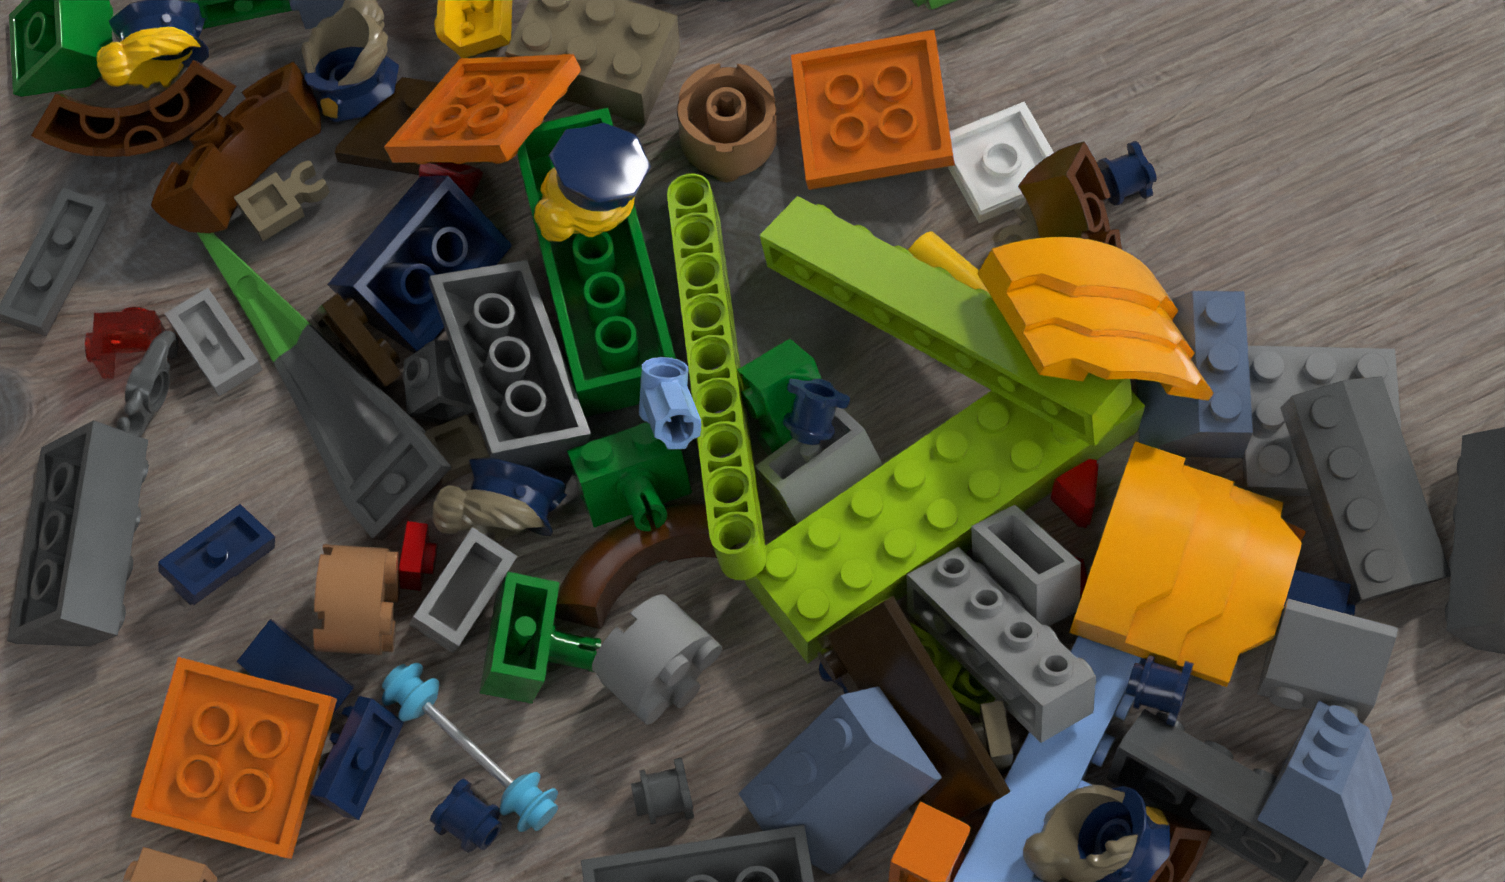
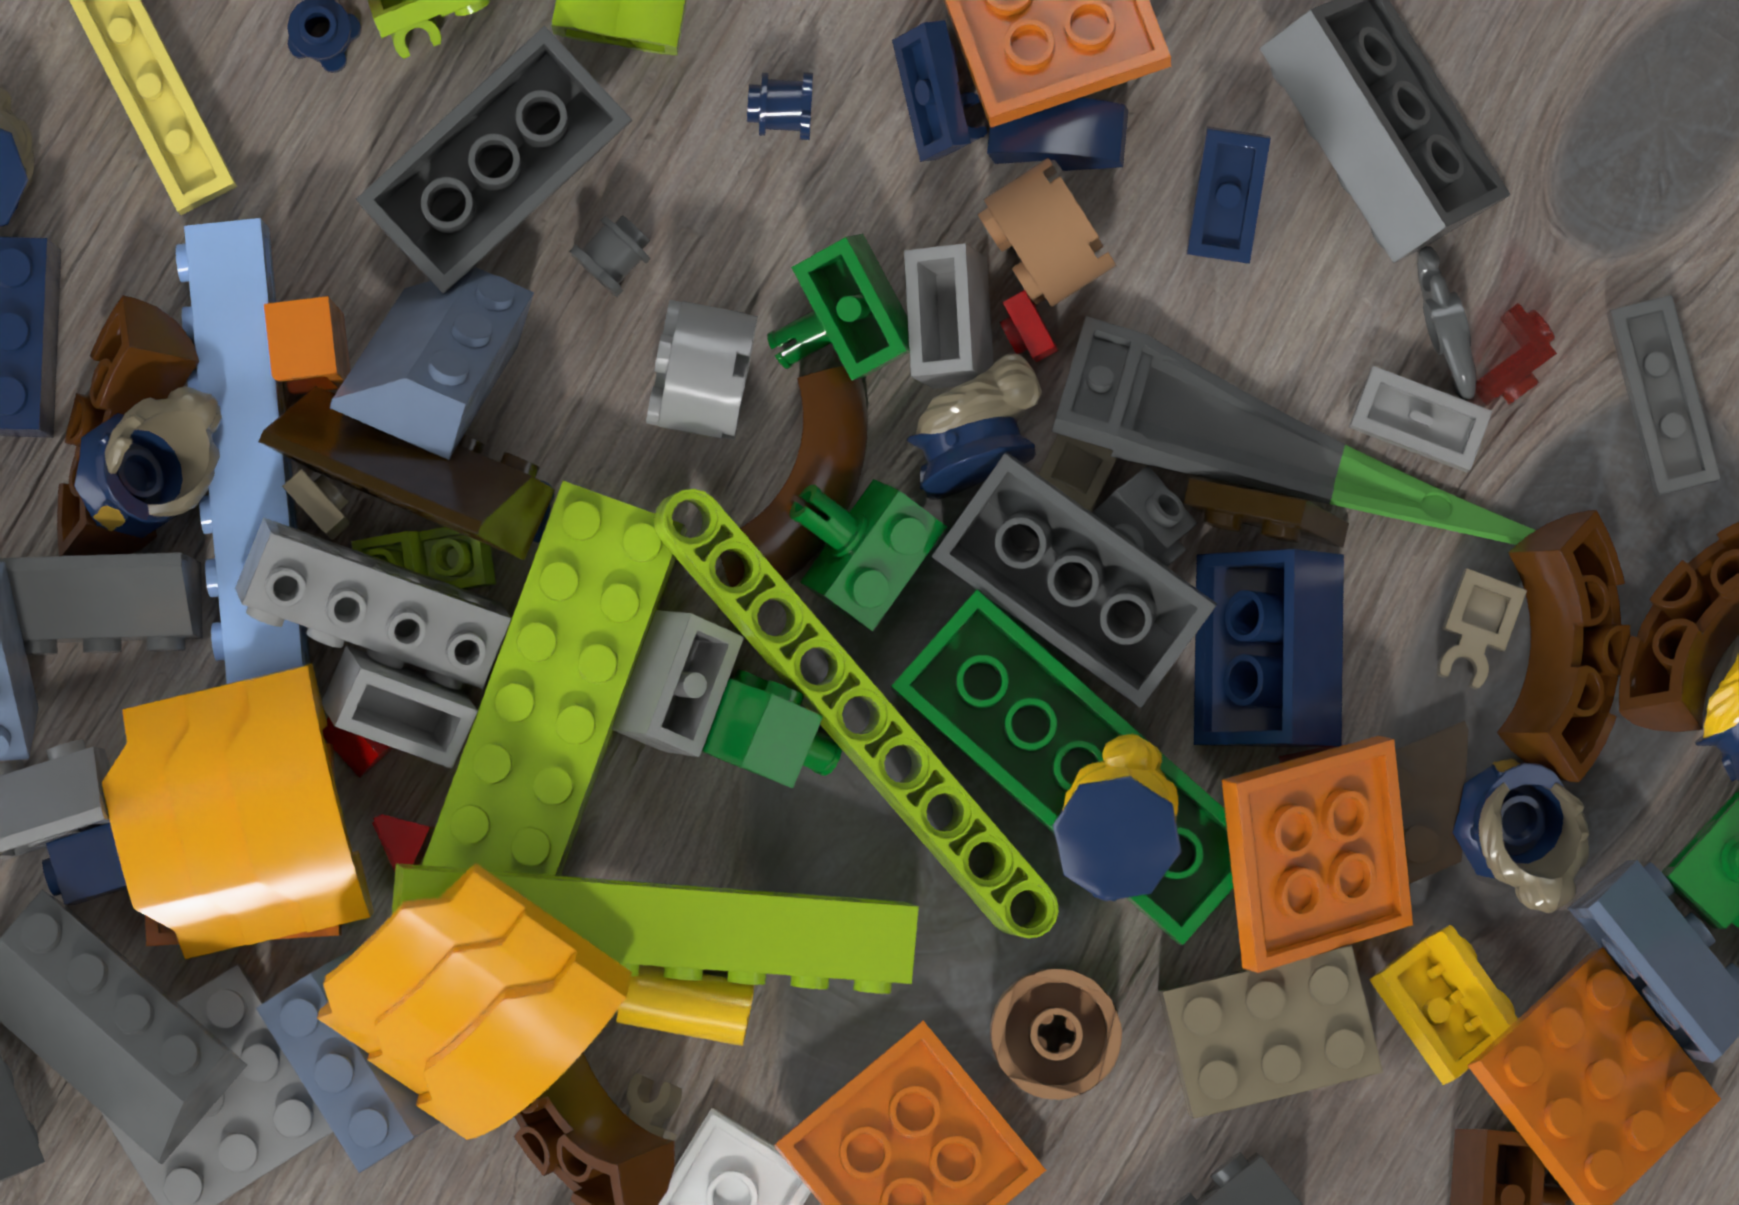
camera: 145 degrees right, 20 degrees up
(521, 794) = (746, 160): medium azure axle -> none
(668, 402) = (863, 627): light blue piece -> none
(813, 410) = (709, 716): dark blue brick -> none
(1159, 687) = (186, 658): dark blue brick -> none

